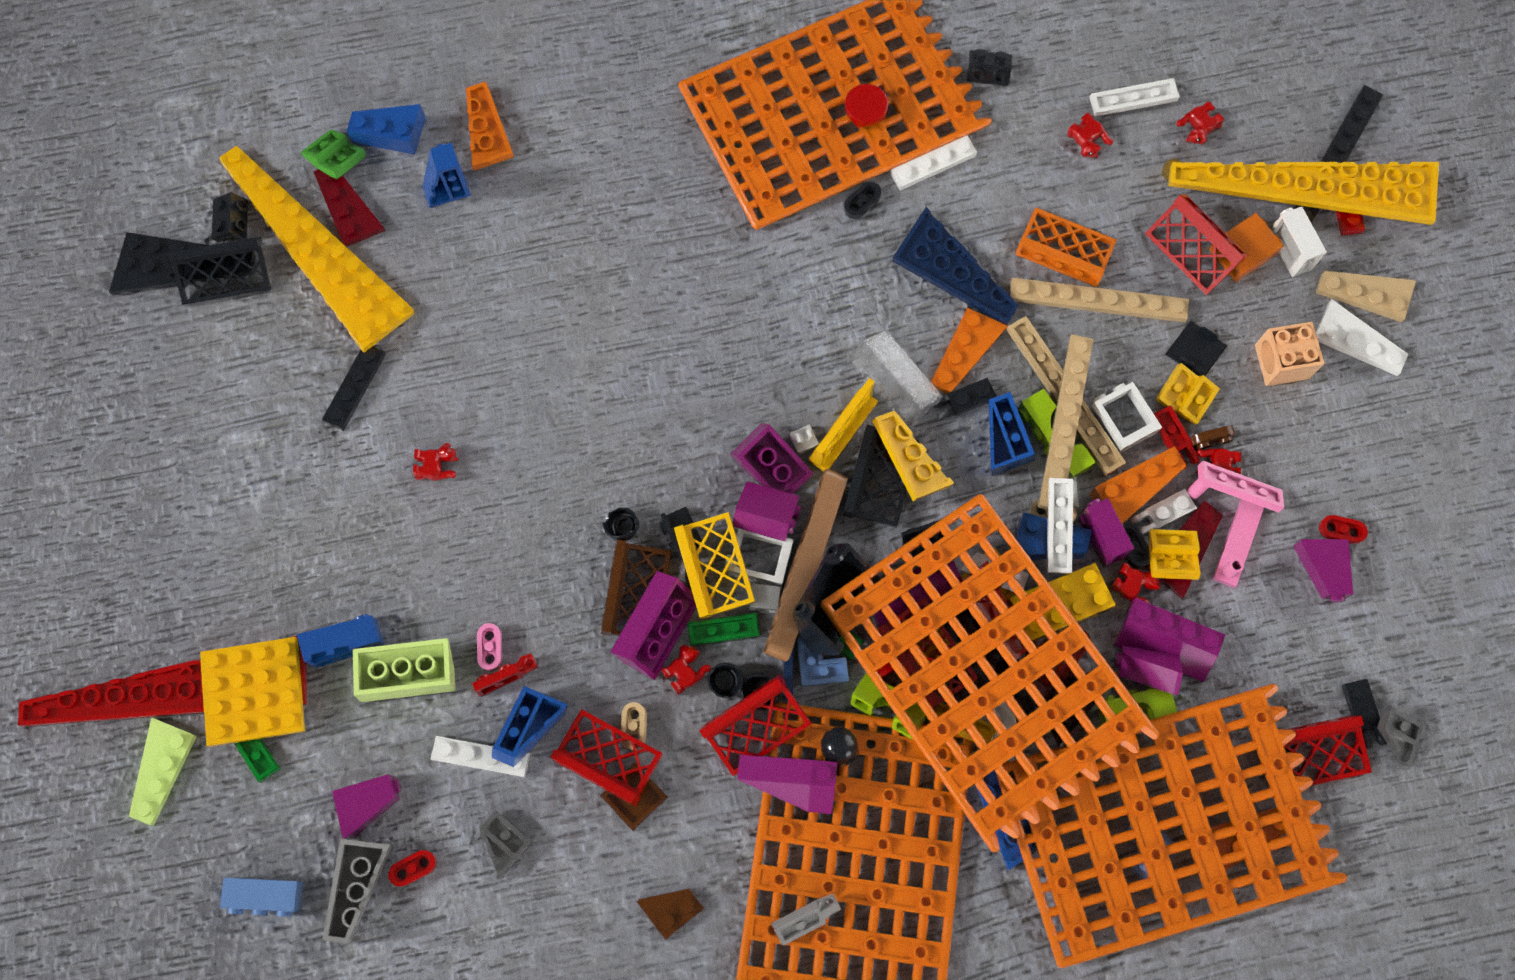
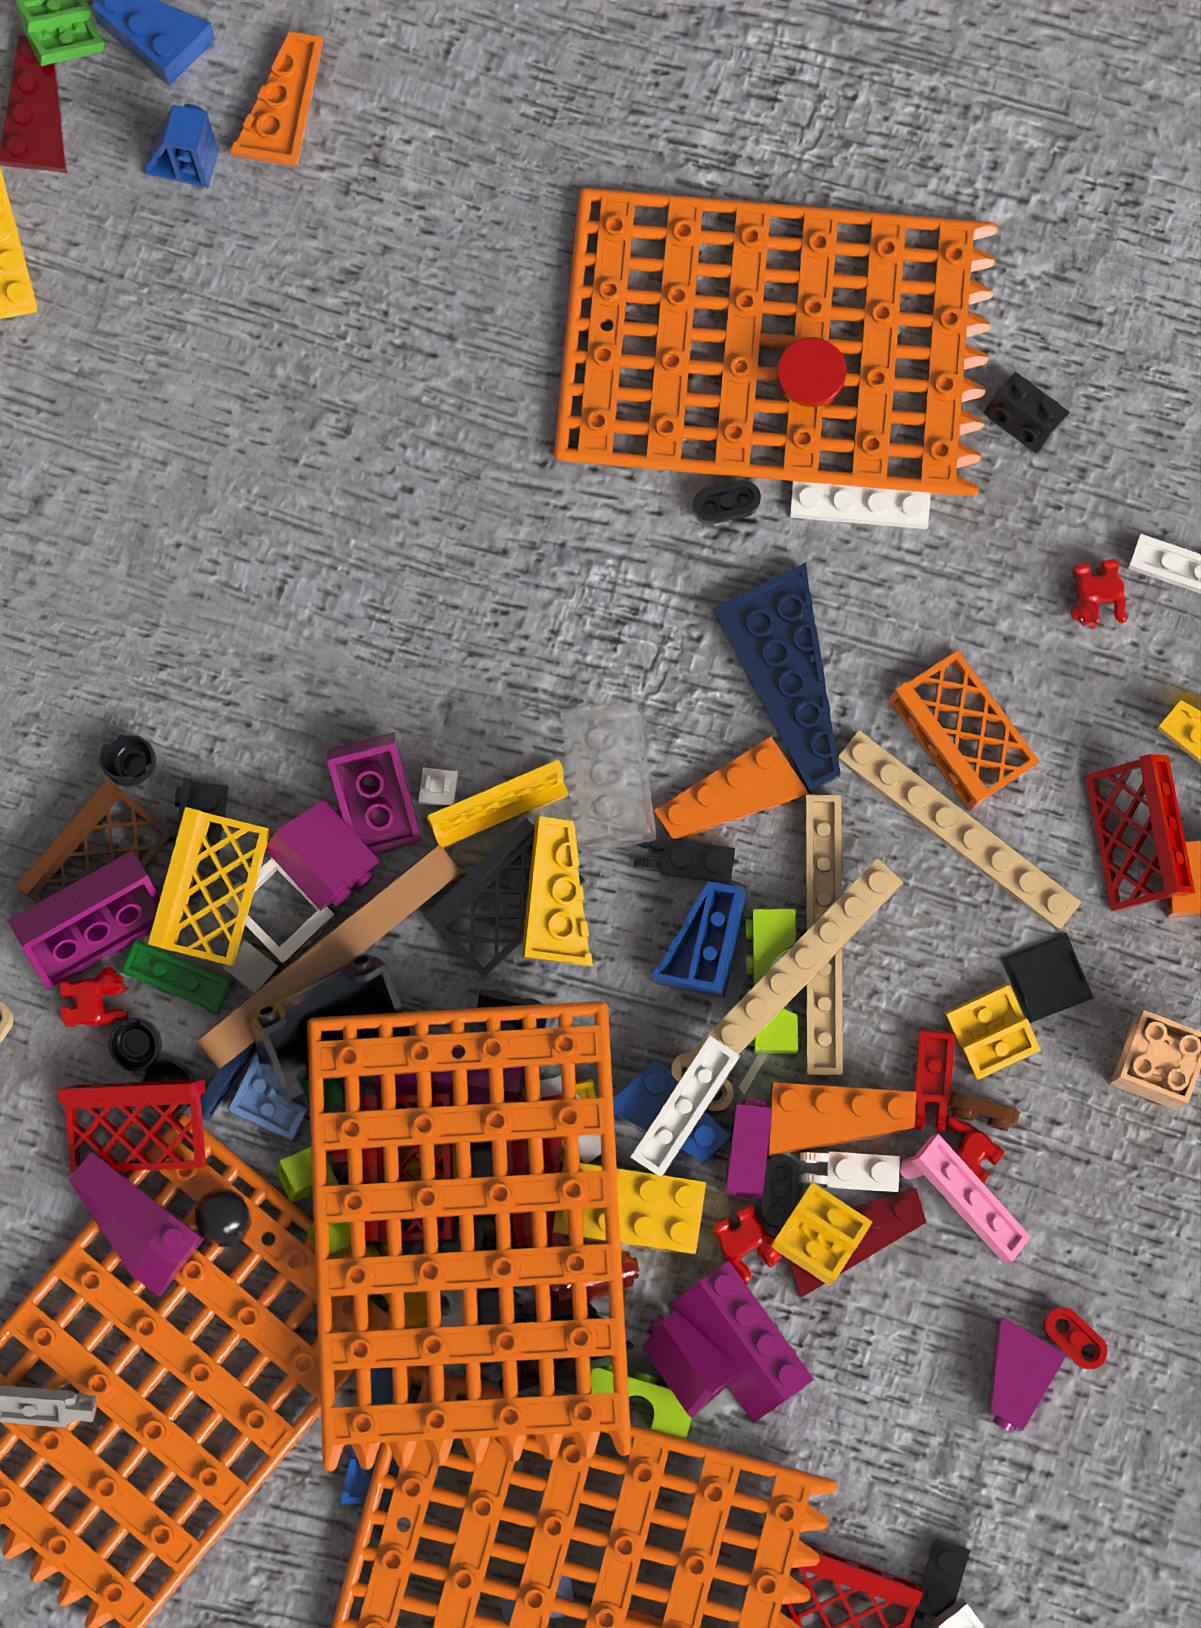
camera: 30 degrees right, 5 degrees up
(1123, 444) = (881, 1048): white window -> none
(1238, 543) = (922, 1272): bright pink piece -> none

